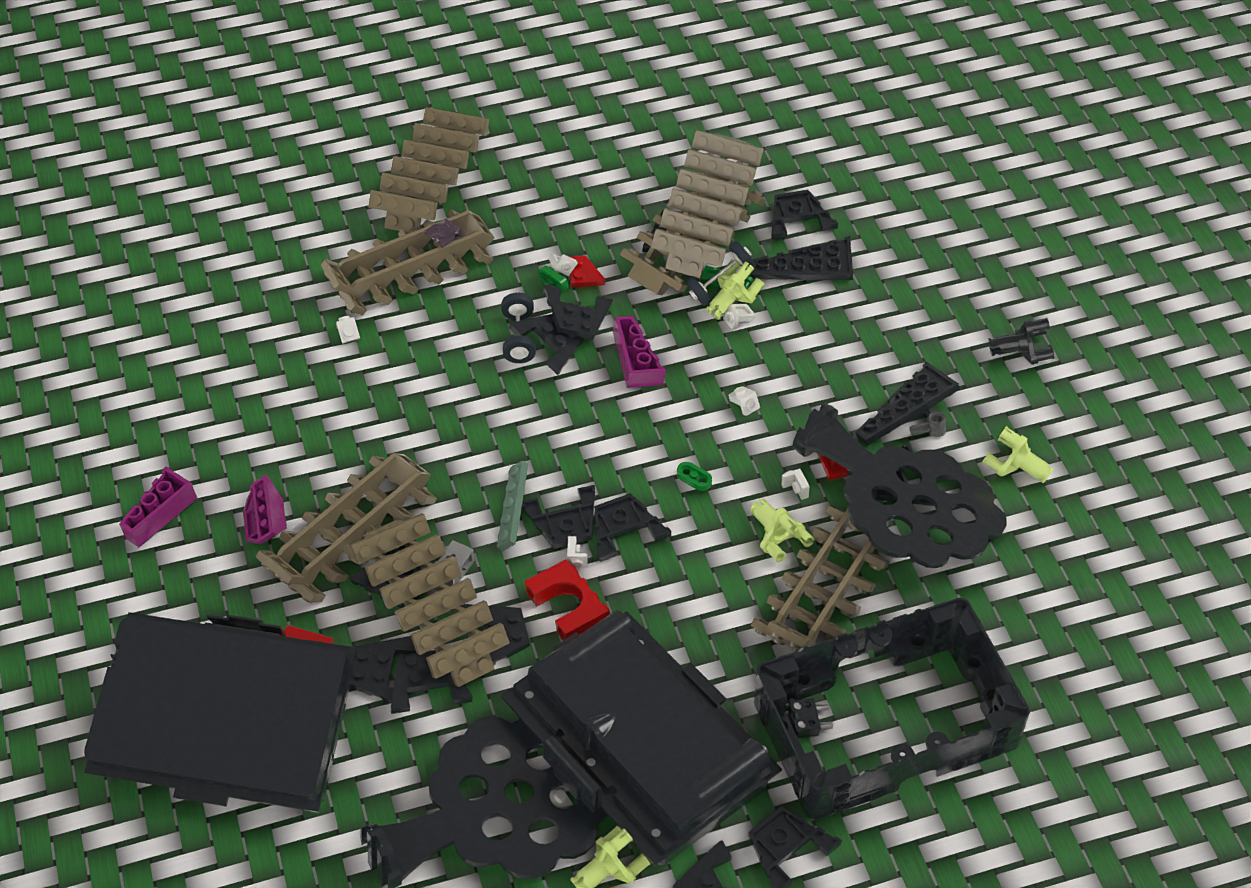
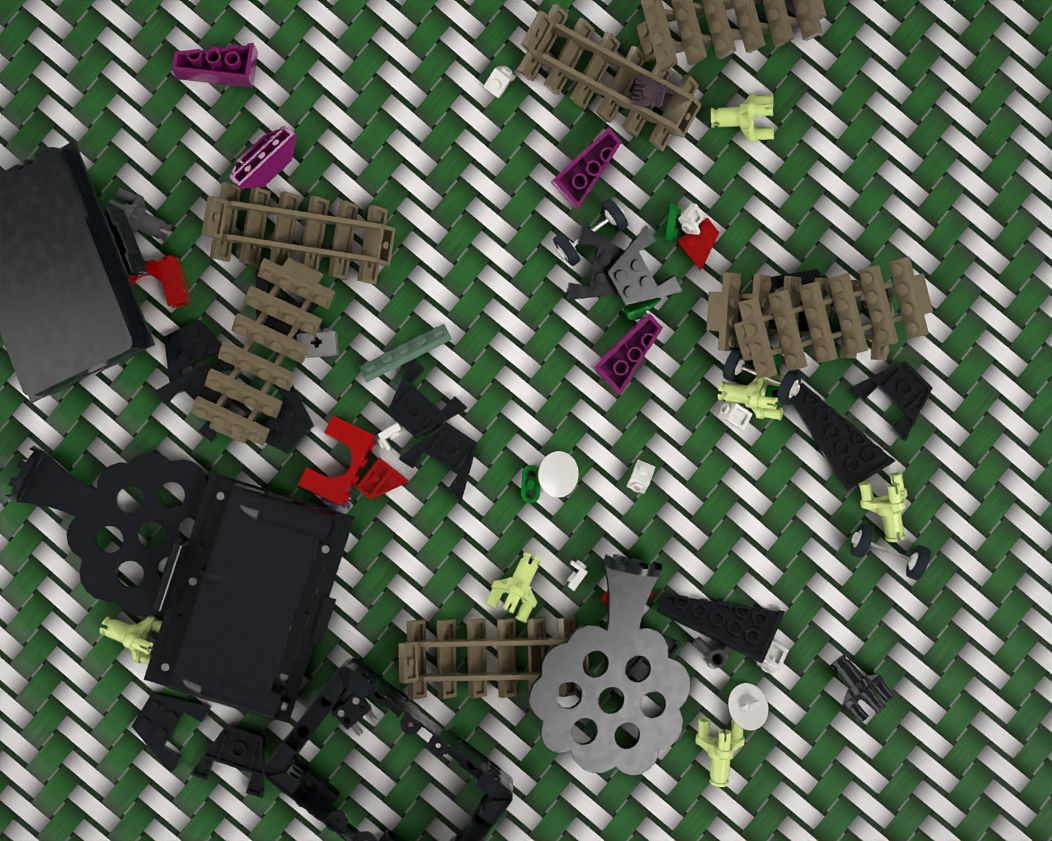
camera: 60 degrees right, 35 degrees up
(467, 311) = (581, 174): none -> magenta wedge
(511, 194) = (744, 117): none -> yellowish green wheel
(605, 333) = (637, 310): none -> green plate
(608, 582) = (380, 480): none -> red wing
(700, 451) = (558, 474): none -> white shield
(883, 253) = (887, 506): none -> yellowish green wheel
(941, 259) = (917, 562): none -> black axle
(966, 390) = (774, 658): none -> white bracket
(992, 422) = (748, 706): none -> white shield

